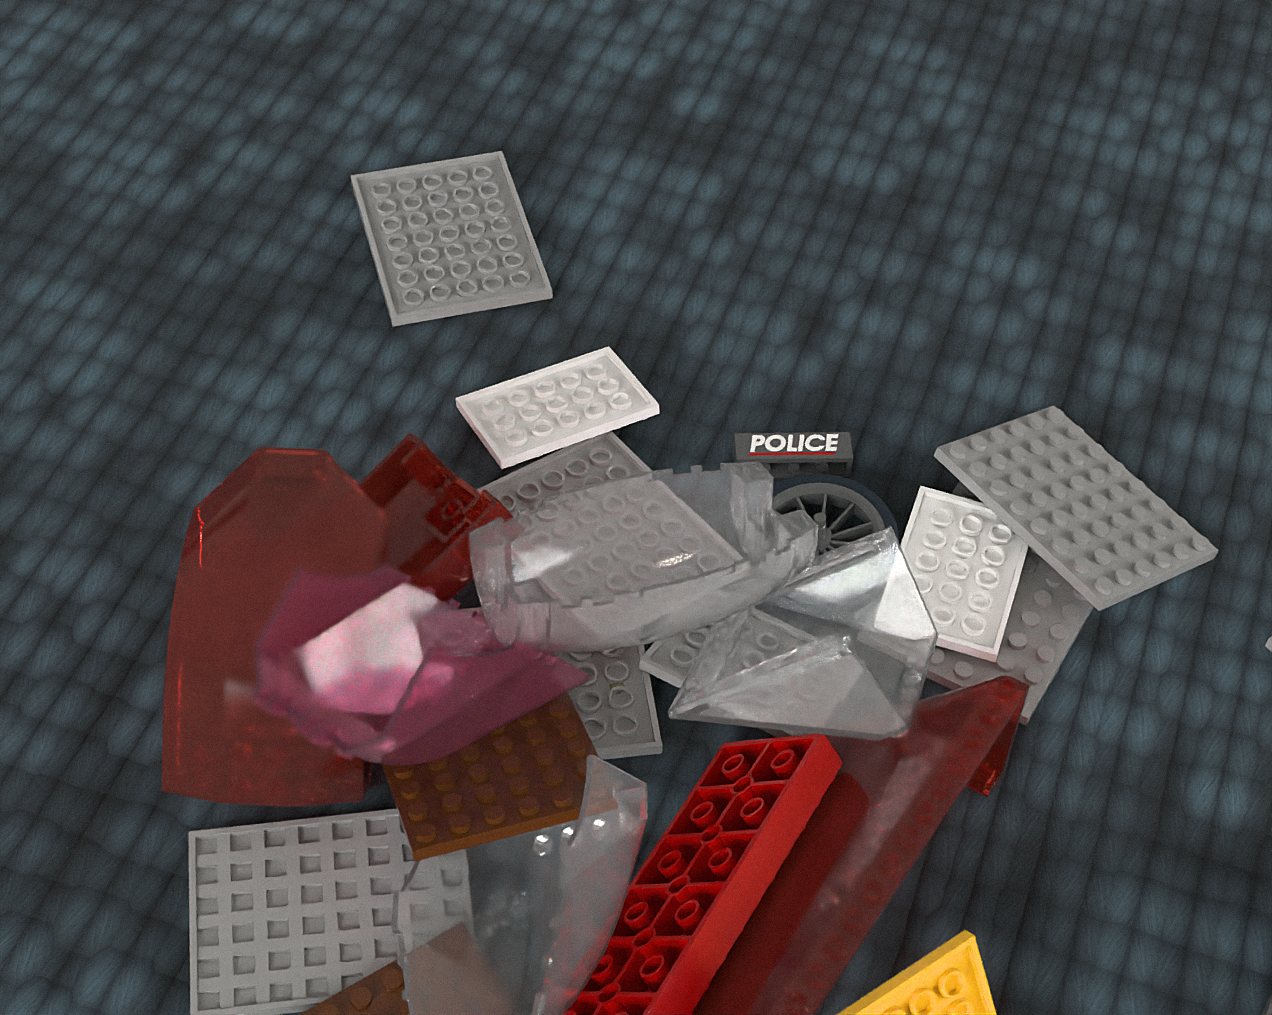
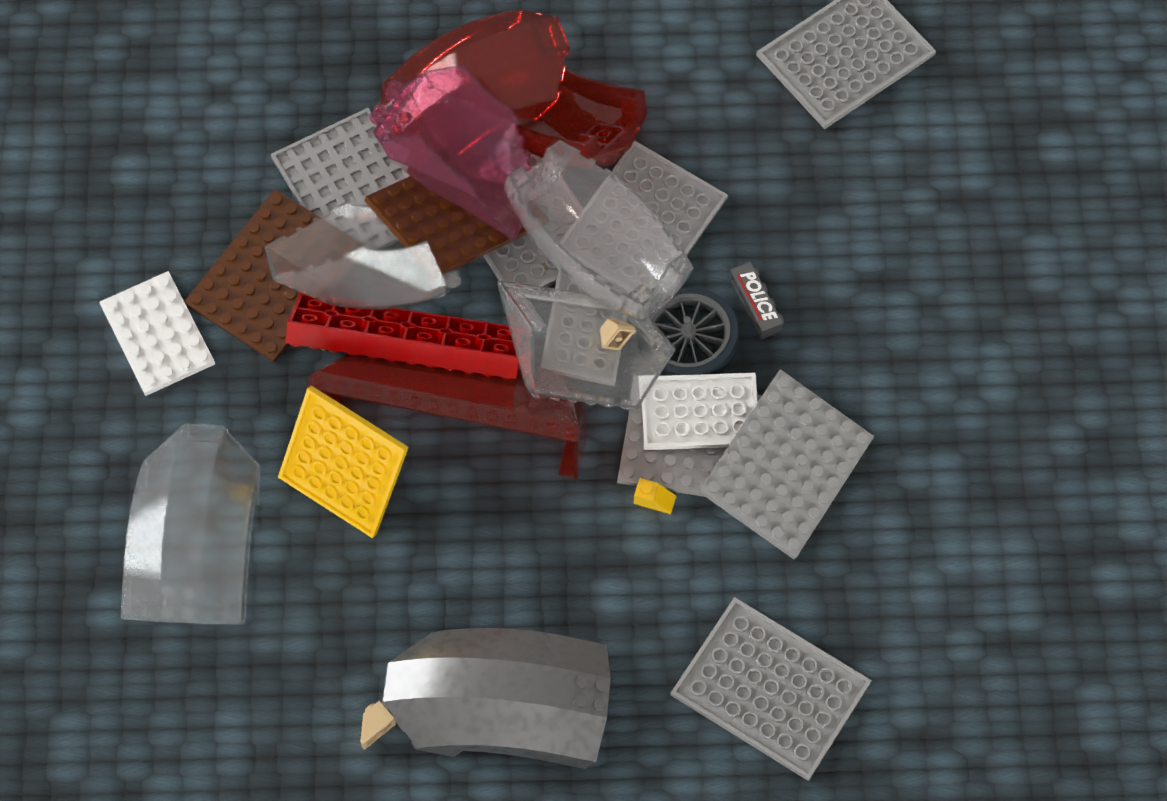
camera: 70 degrees right, 15 degrees up
(556, 407) = (729, 162): white plate -> none
(802, 611) = (615, 334): none -> tan slope
(1069, 684) = (654, 496): none -> yellow slope

